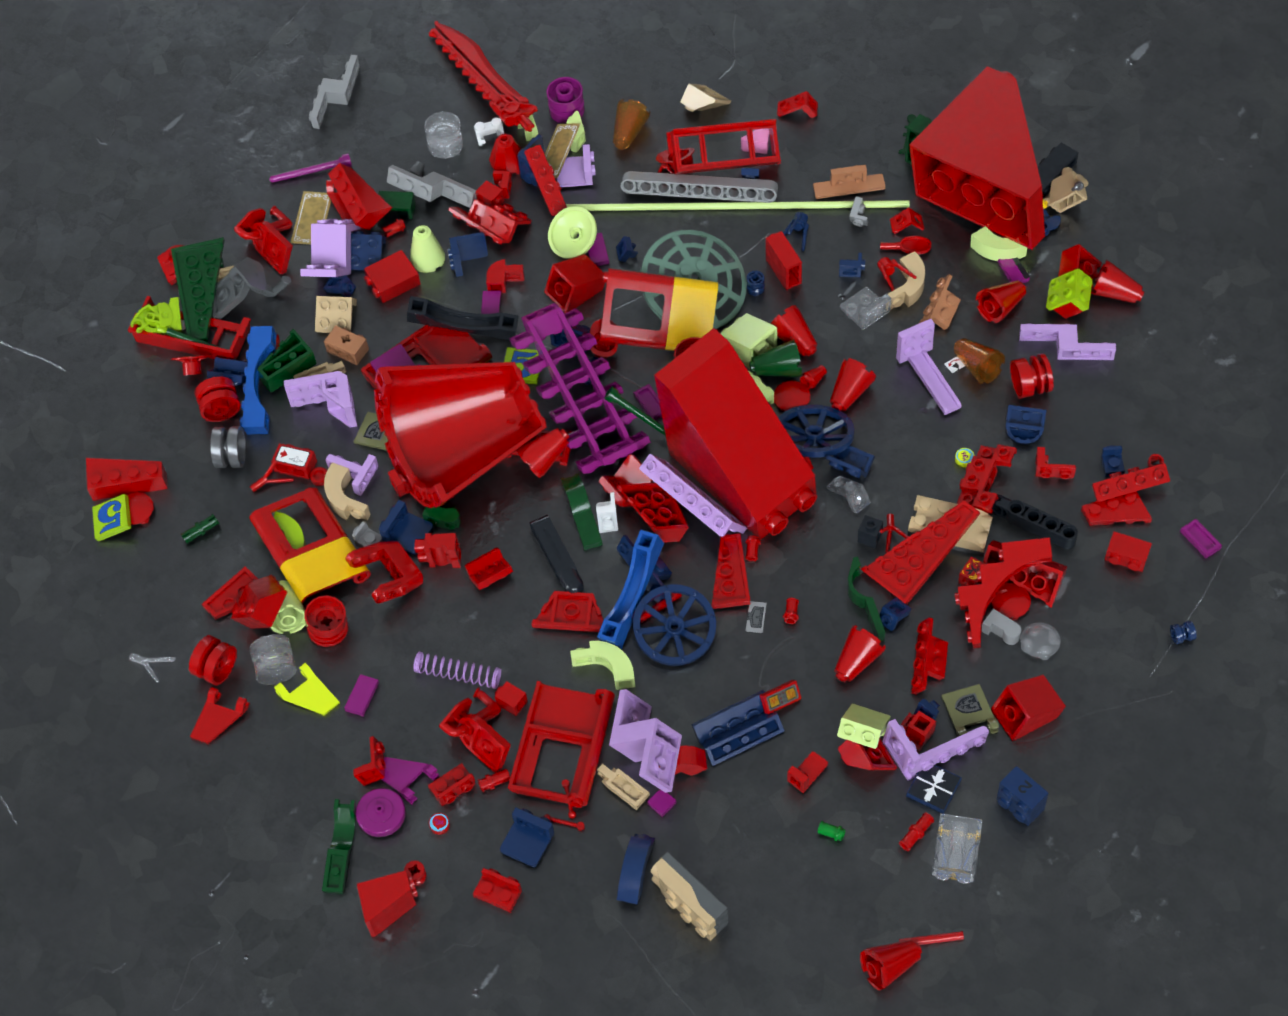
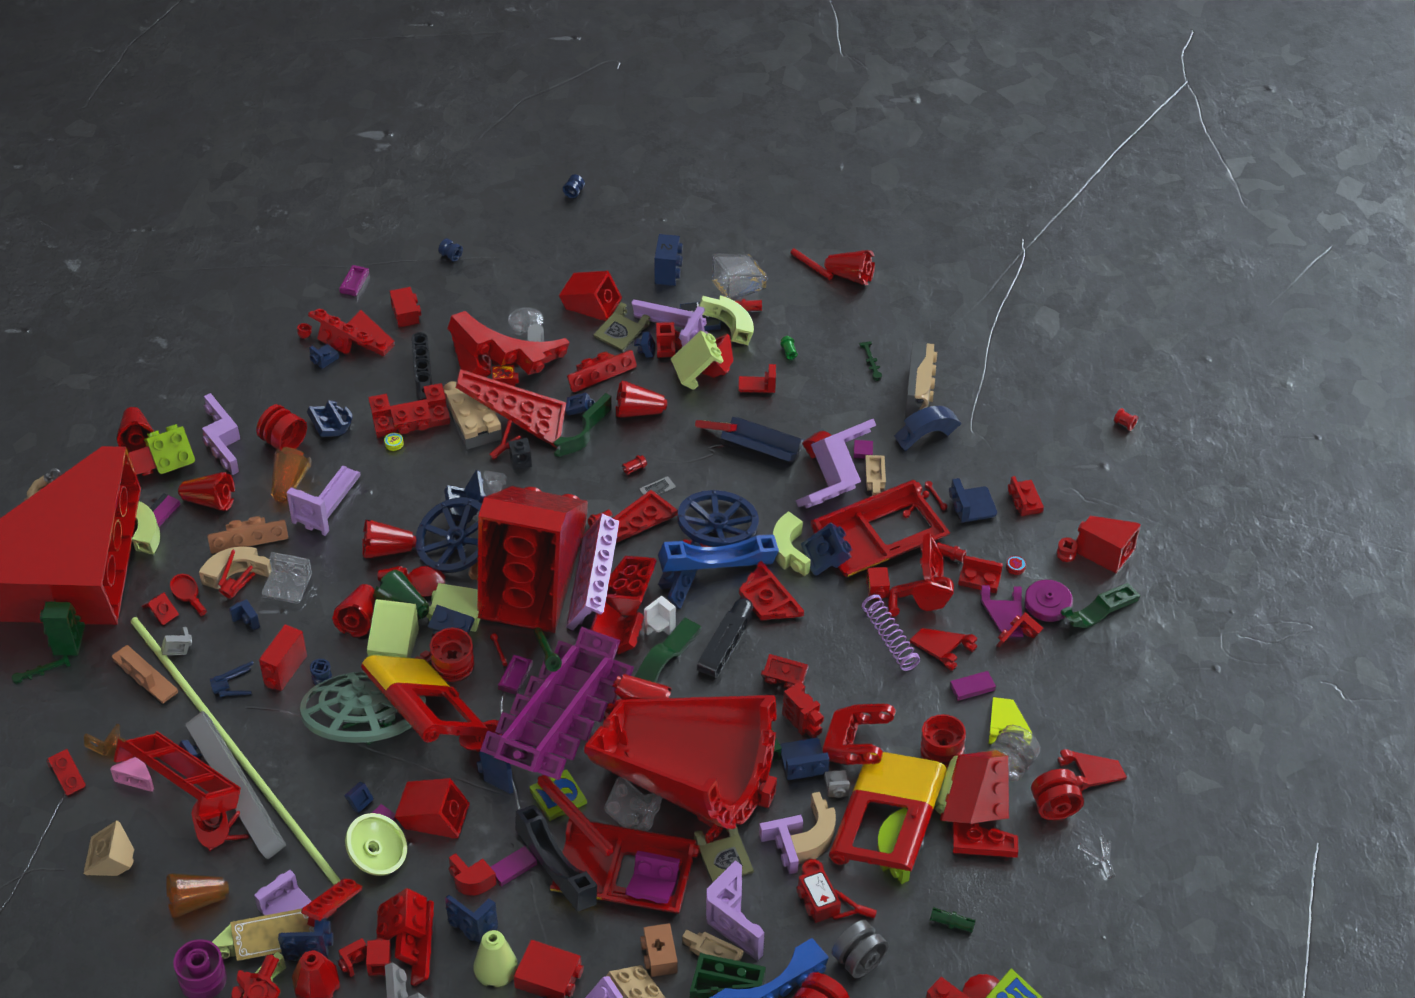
camera: 135 degrees left, 10 degrees down
(417, 702) = (942, 643): none -> red flag
(482, 350) = (576, 815): none -> red axle
(574, 682) = (826, 548): none -> dark blue plate
(740, 885) = (876, 375): none -> dark green piece
(799, 141) = (104, 746): none -> clear orange bracket
(903, 807) = (732, 314): none -> yellowish green arch
(1046, 470) = (363, 390): red bracket -> none
(1205, 796) = (573, 186): none -> dark blue wheel

